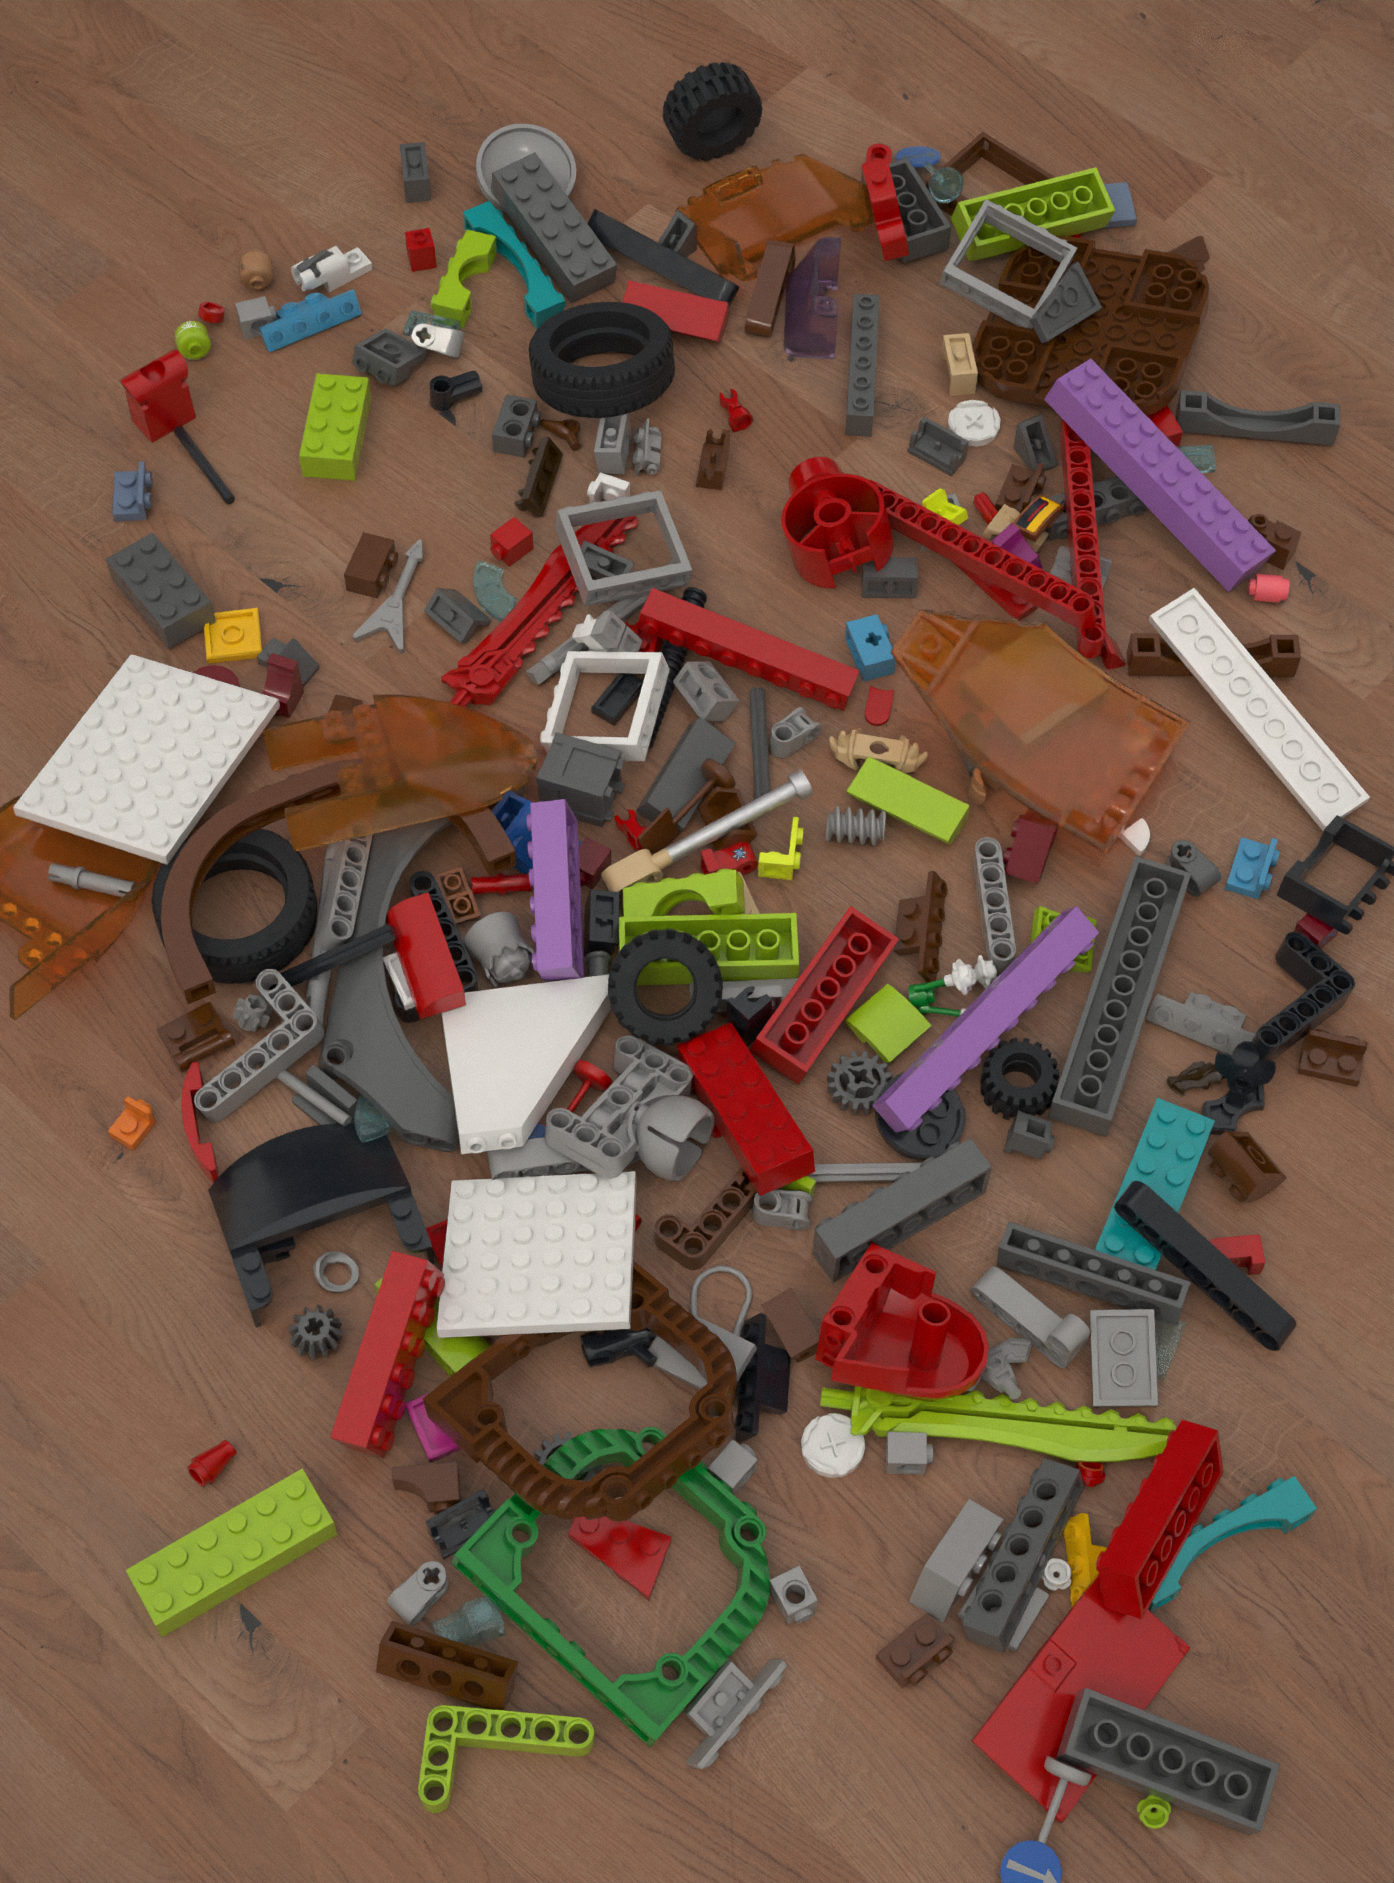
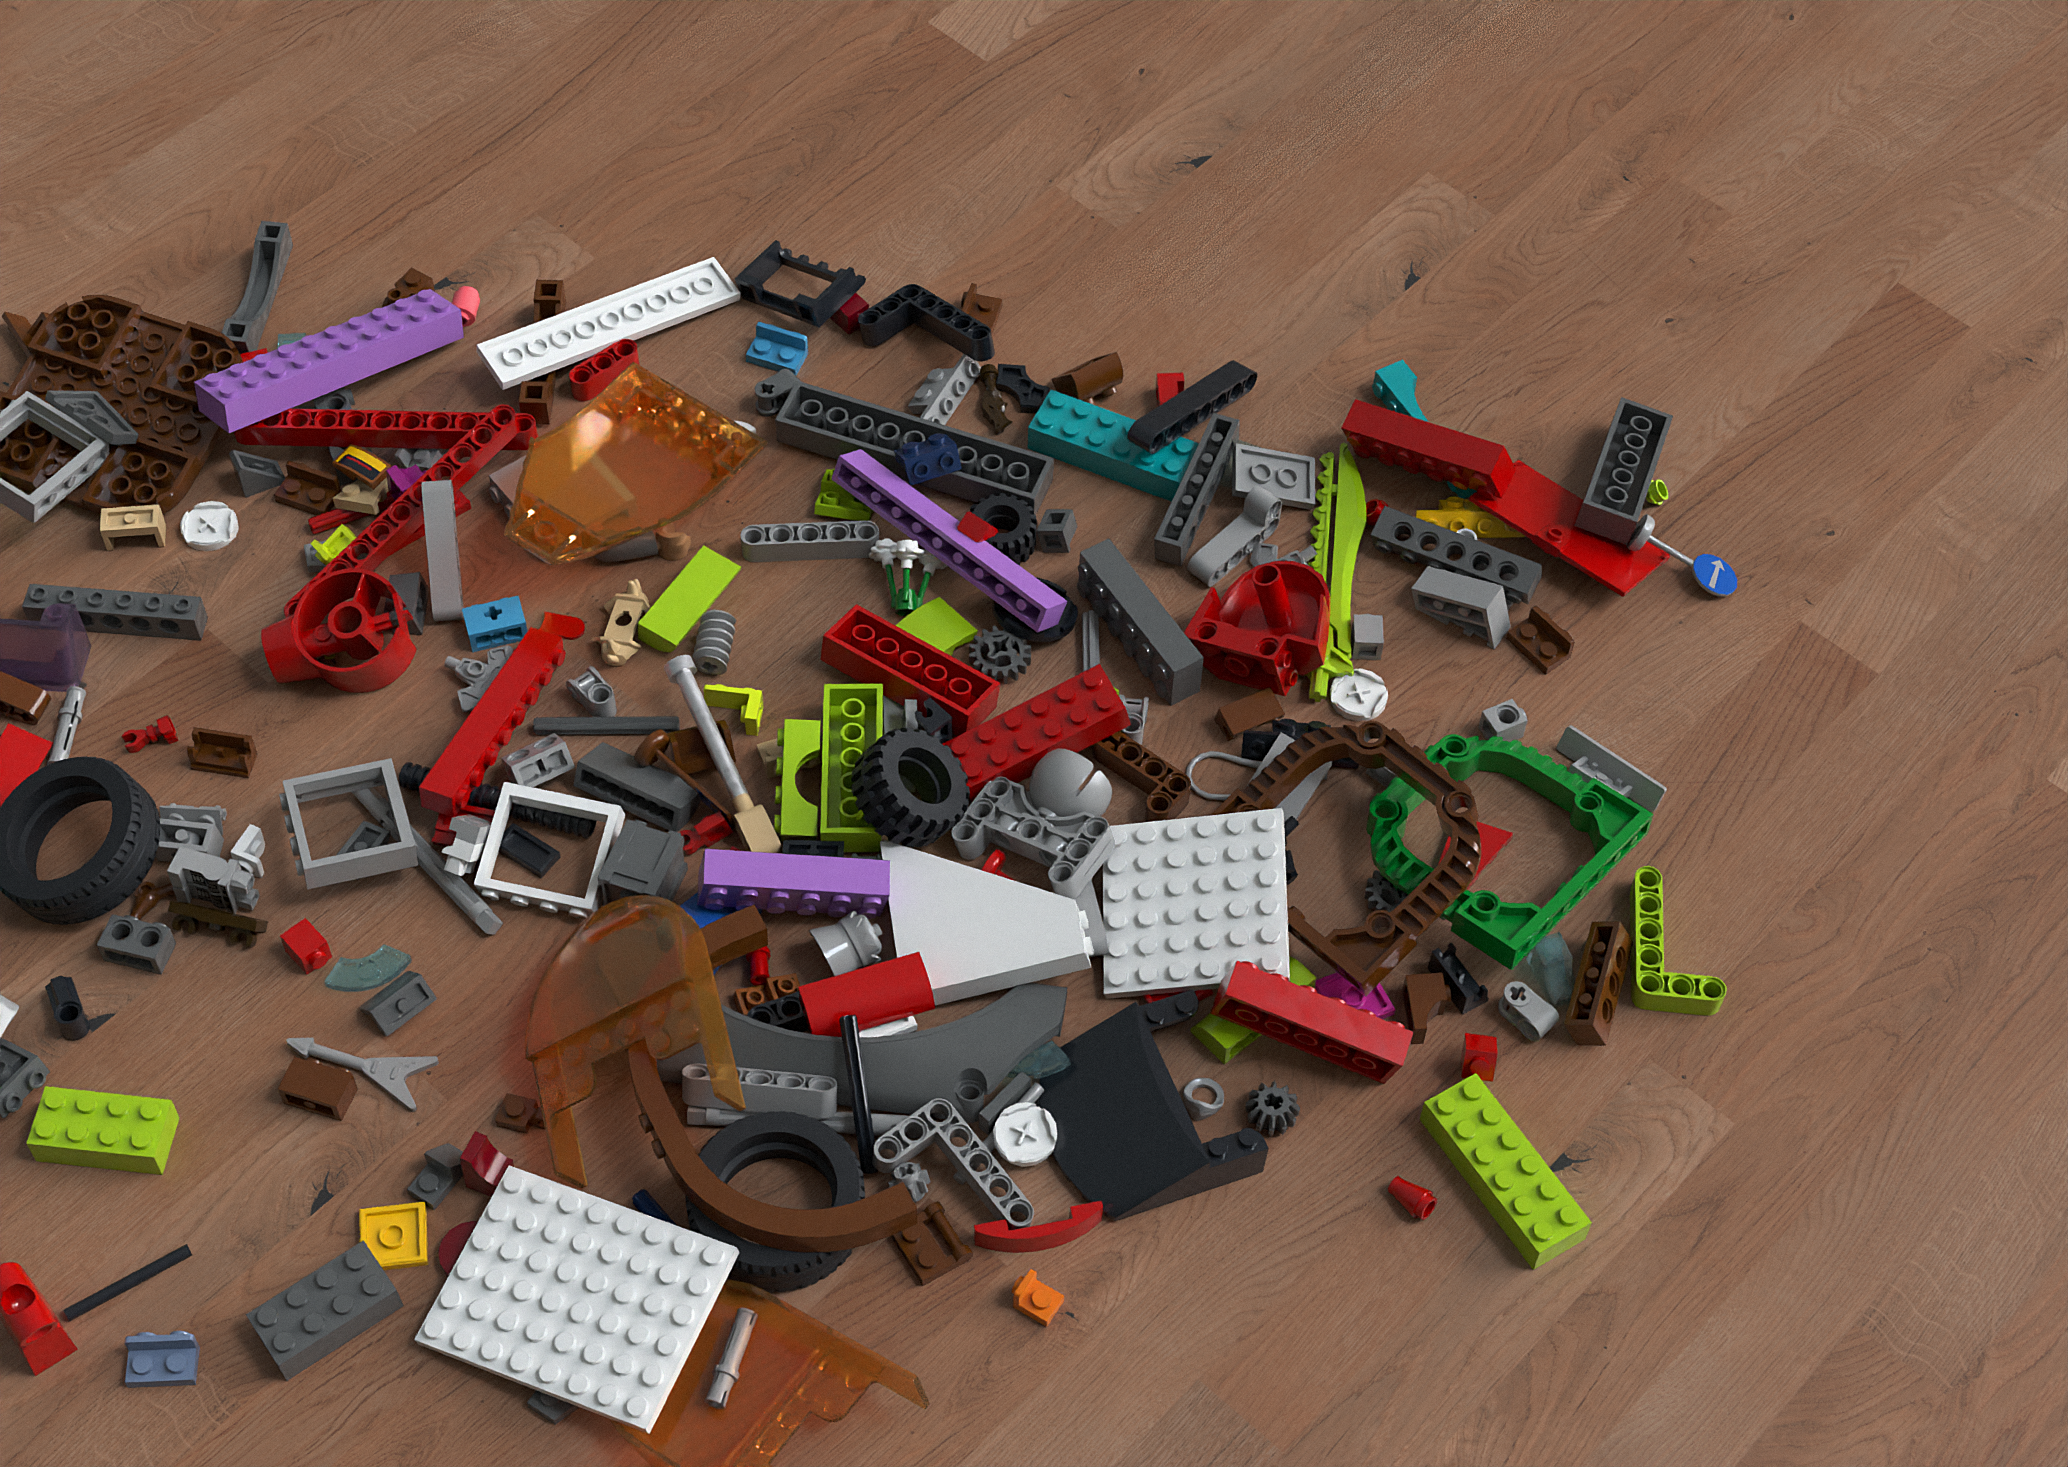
camera: 90 degrees left, 5 degrees down
(294, 1107) = (1025, 1134): none -> white tile
(361, 1533) = (1479, 1056): none -> red brick
(492, 664) = (483, 964): red piece -> none
(571, 463) = (211, 880): none -> light grey hips
(737, 857) = (748, 755): red leg -> none
(769, 350) = (68, 718): none -> light grey pin
(812, 638) = (477, 674): none -> light grey piece
(921, 925) = (828, 602): reddish brown bracket -> none
(936, 585) = (442, 550): none -> light grey beam
(938, 446) = (240, 553): dark grey hinge -> none
(998, 1041) = (976, 528): none -> red slope
(1031, 846) = (751, 498): dark red brick -> none
(1090, 993) = (928, 458): none -> dark blue bracket
(1211, 717) = (601, 369): none -> red beam
(1244, 1064) = (1000, 364): black plate -> none

